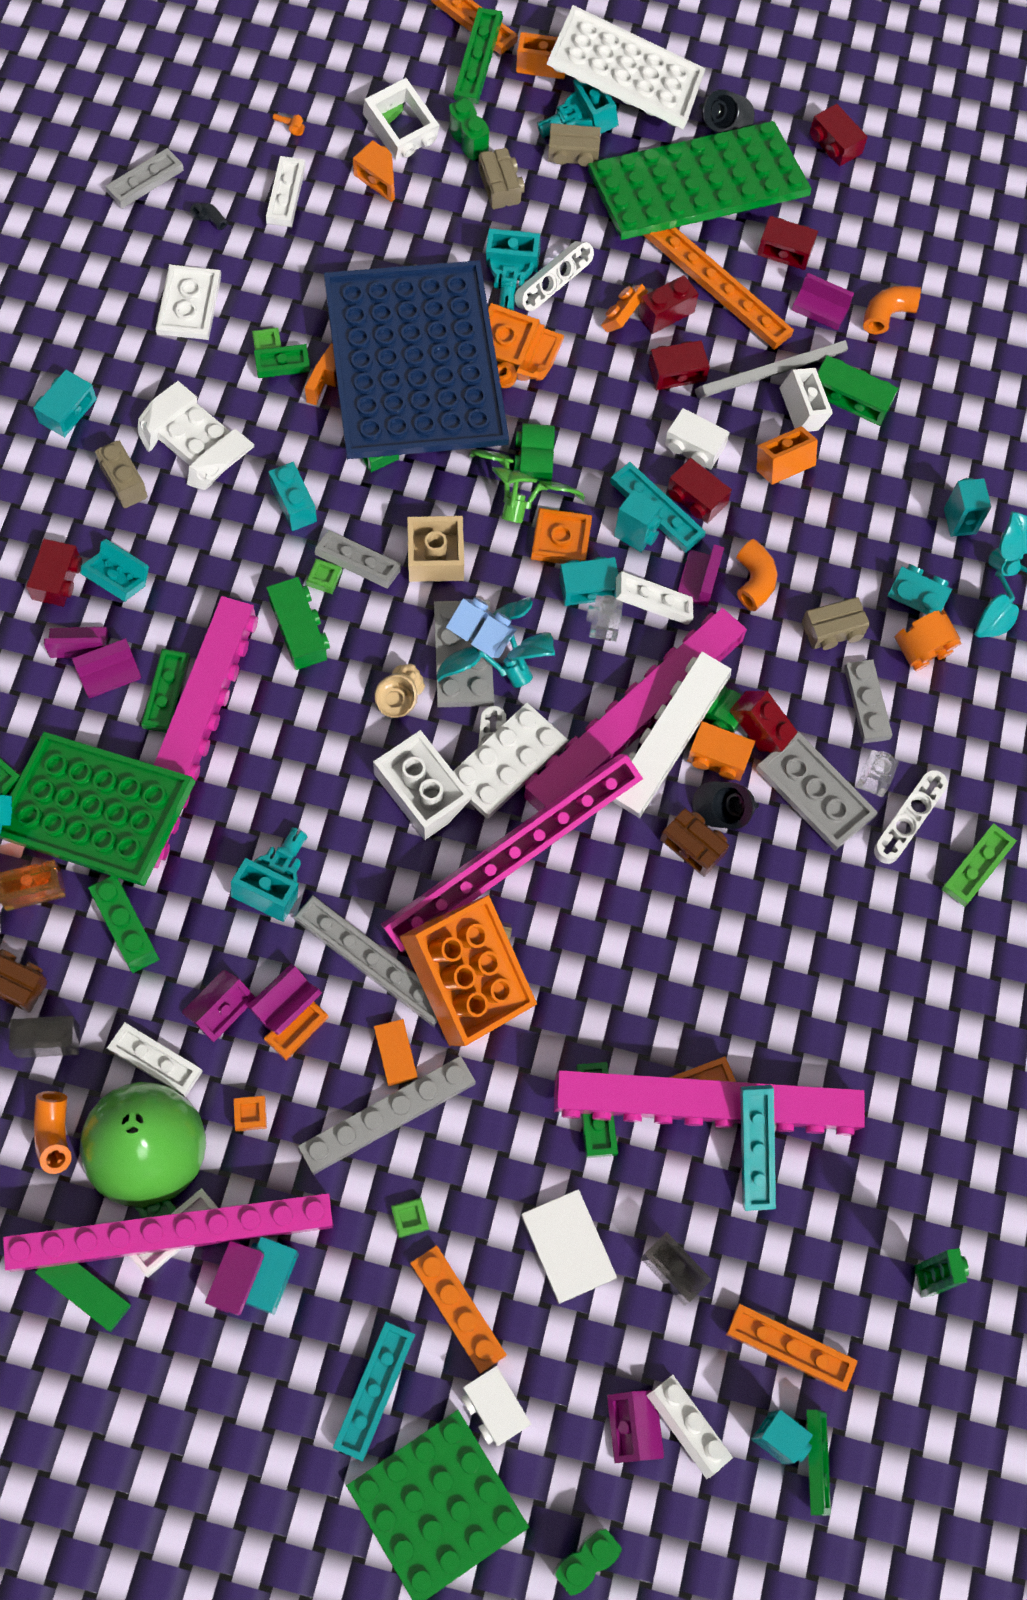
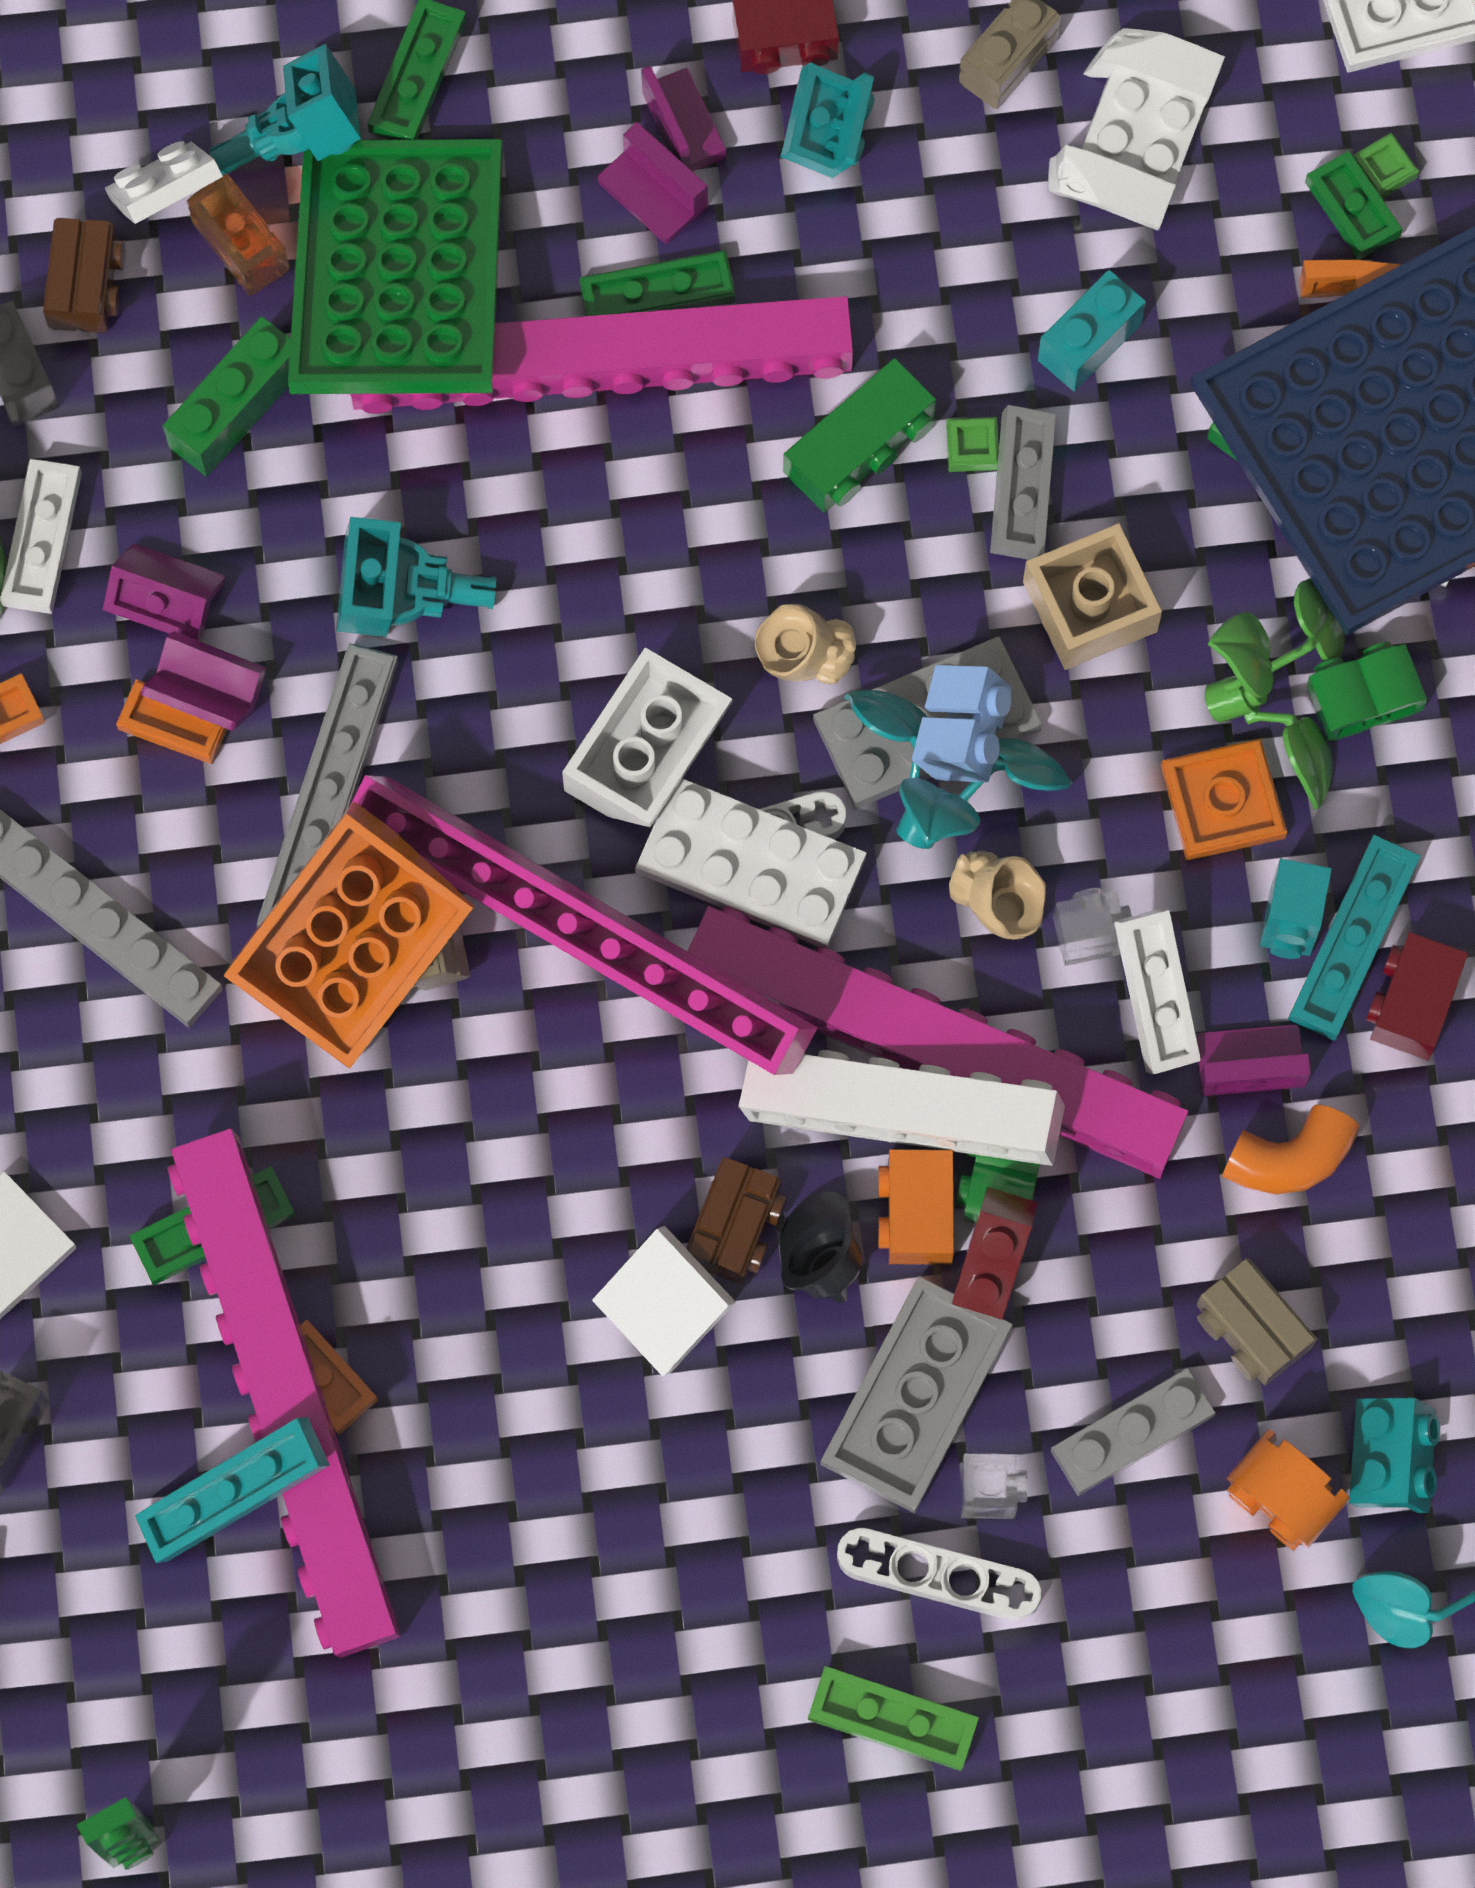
camera: 75 degrees right, 5 degrees up
(395, 1052) = (190, 885): orange tile -> none
(572, 651) = (1001, 892): none -> tan hair
(586, 579) = (1149, 870): teal brick -> none
(727, 890) = (663, 1301): none -> white tile

